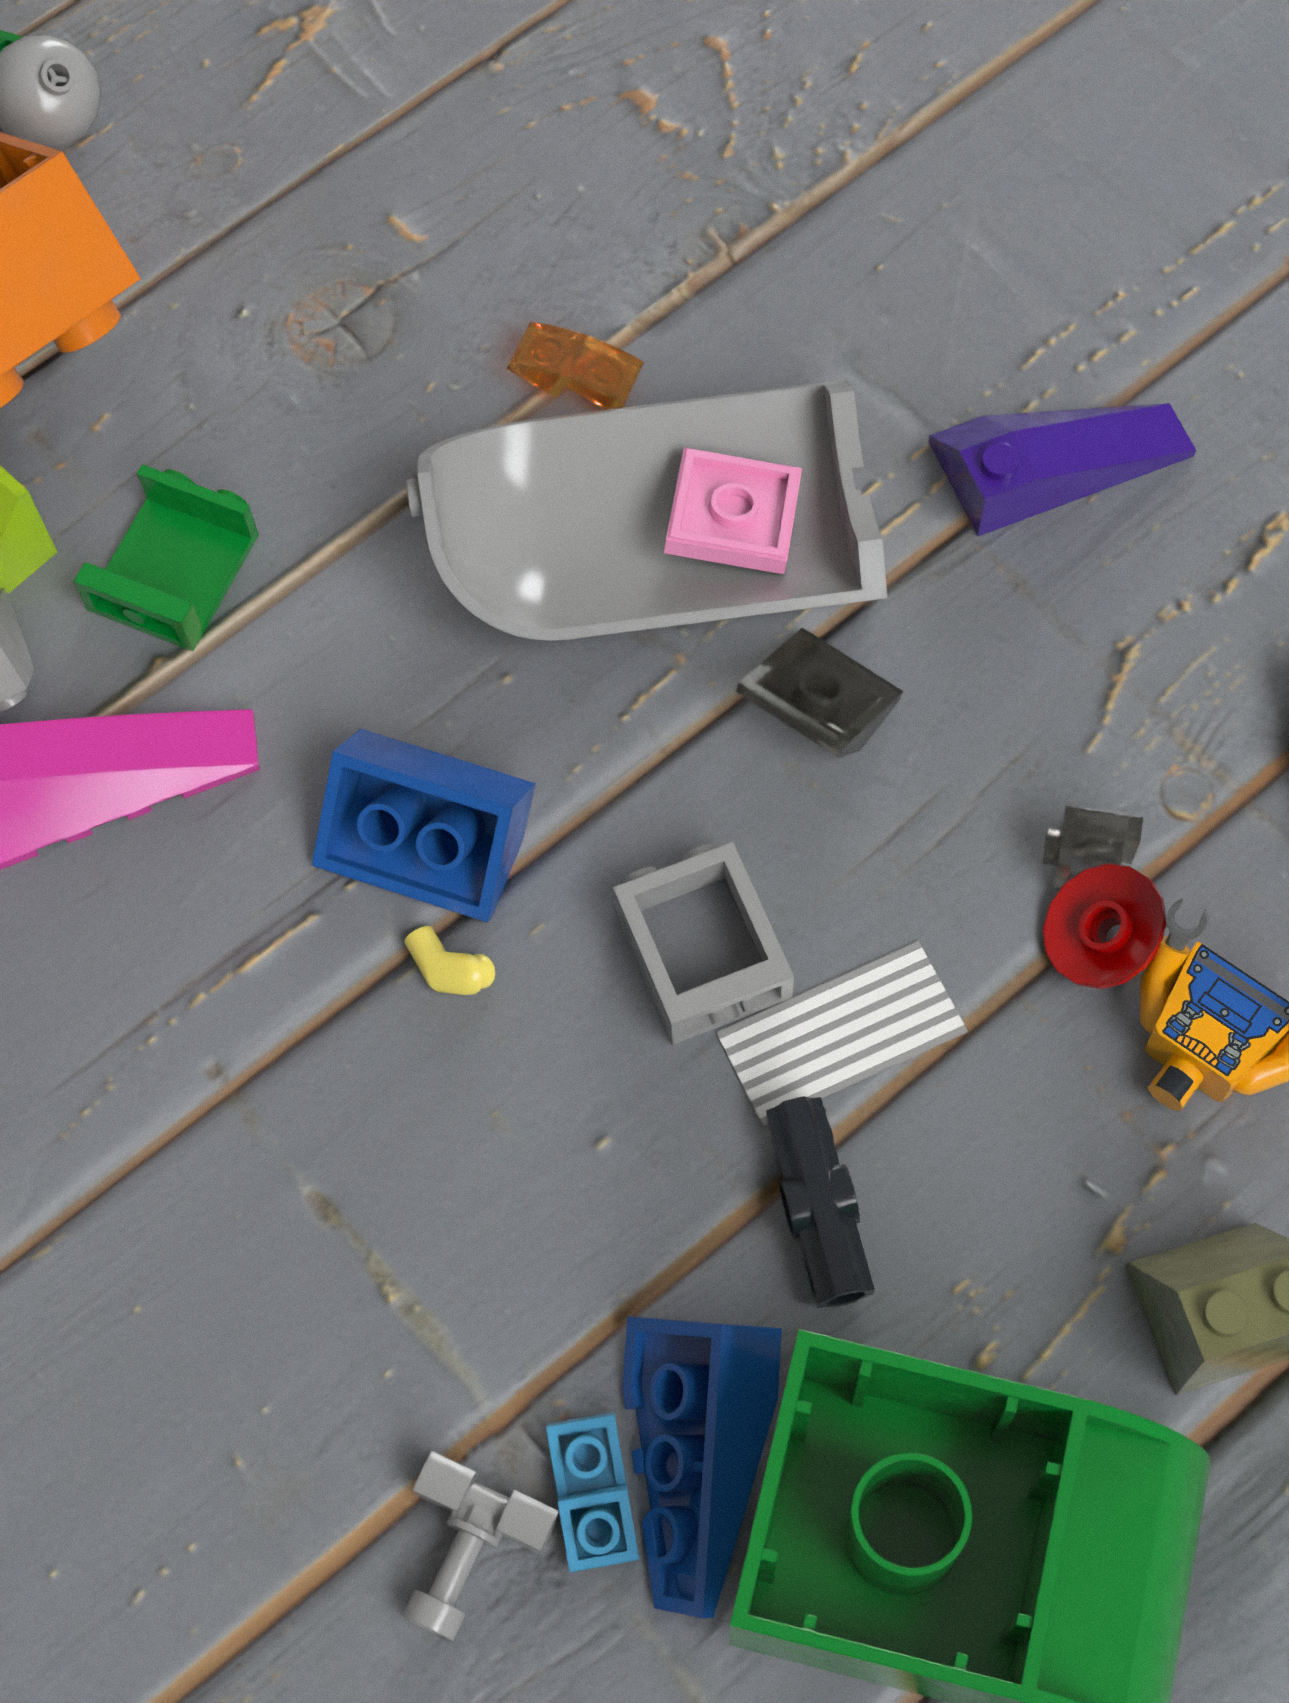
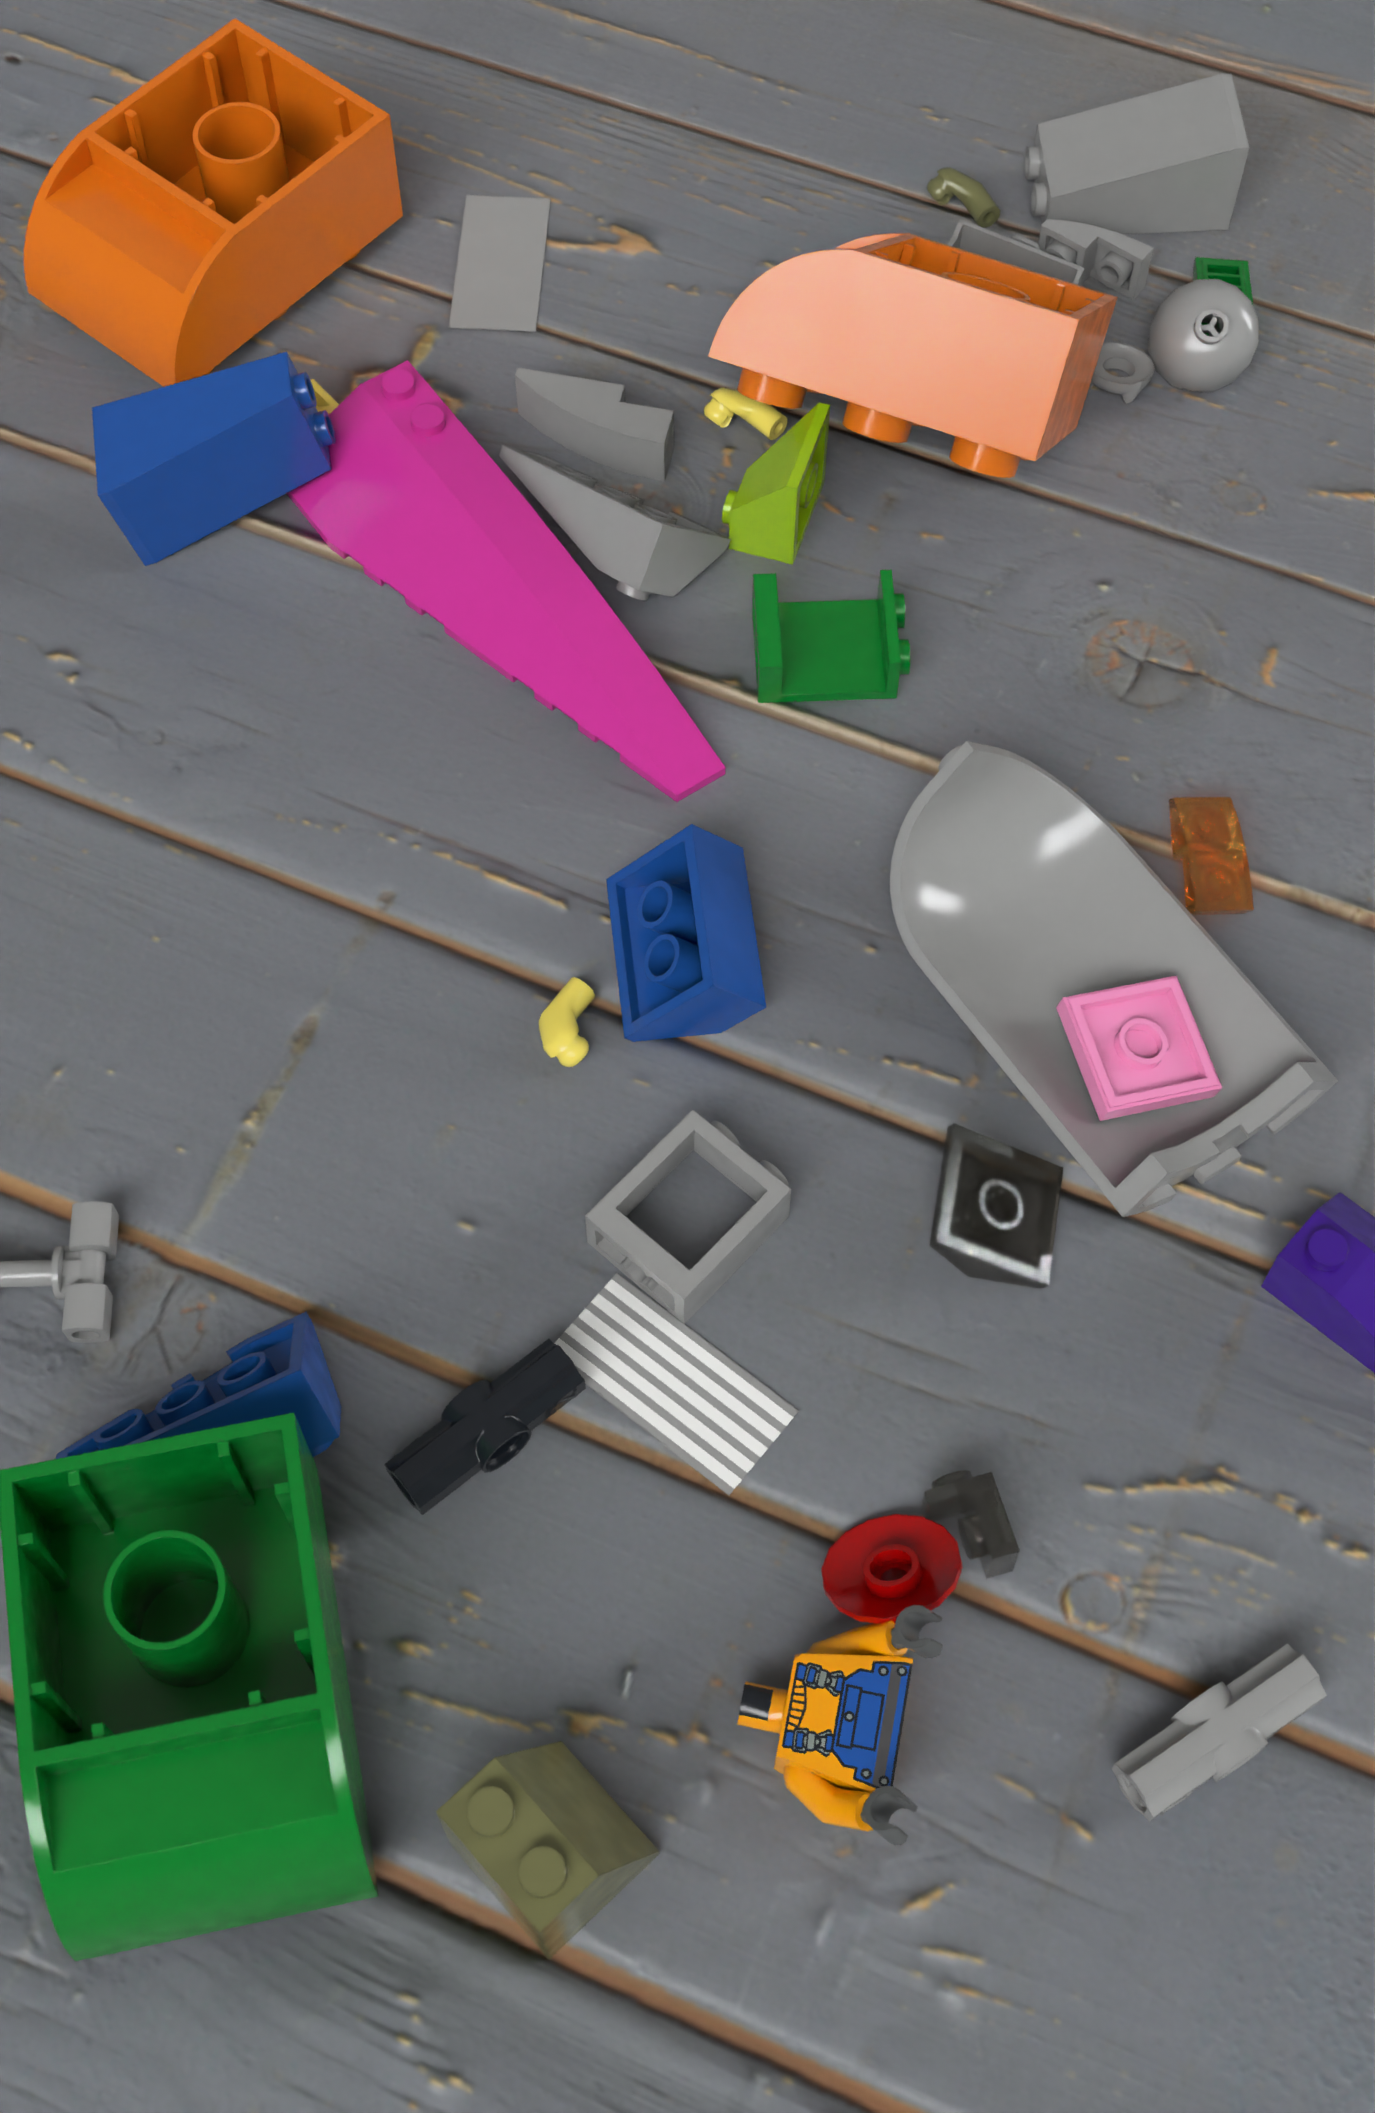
camera: 60 degrees right, 5 degrees down
(592, 1492) = (135, 1360): dark azure slope -> none

